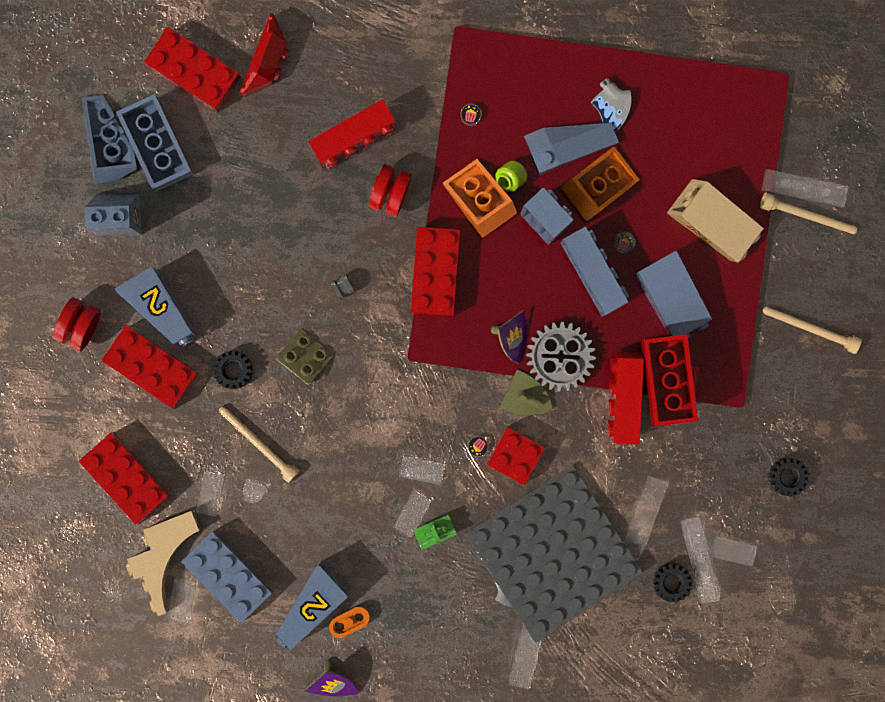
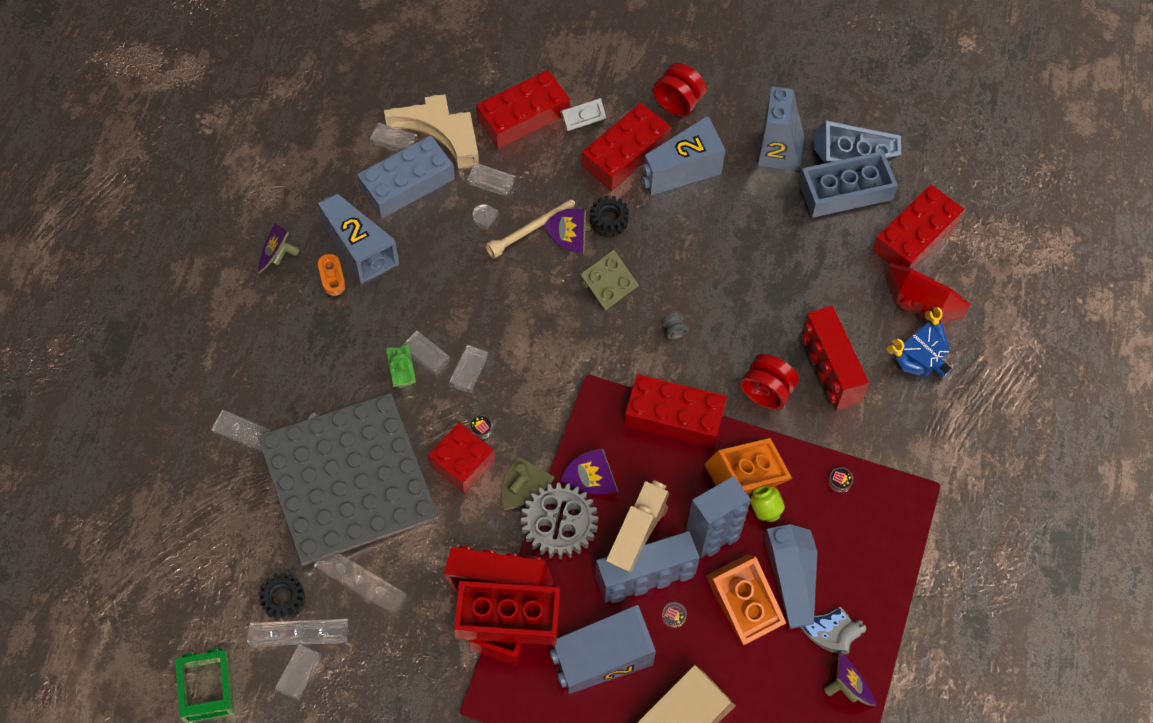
camera: 105 degrees right, 25 degrees down
(118, 417) = (583, 114): none -> light grey plate
(258, 405) = (569, 229): none -> dark purple shield
(324, 51) = (925, 349): none -> blue torso
(569, 282) = (639, 525): none -> tan arch
(658, 85) = (850, 683): none -> shield
(782, 616) = (209, 709): none -> green window

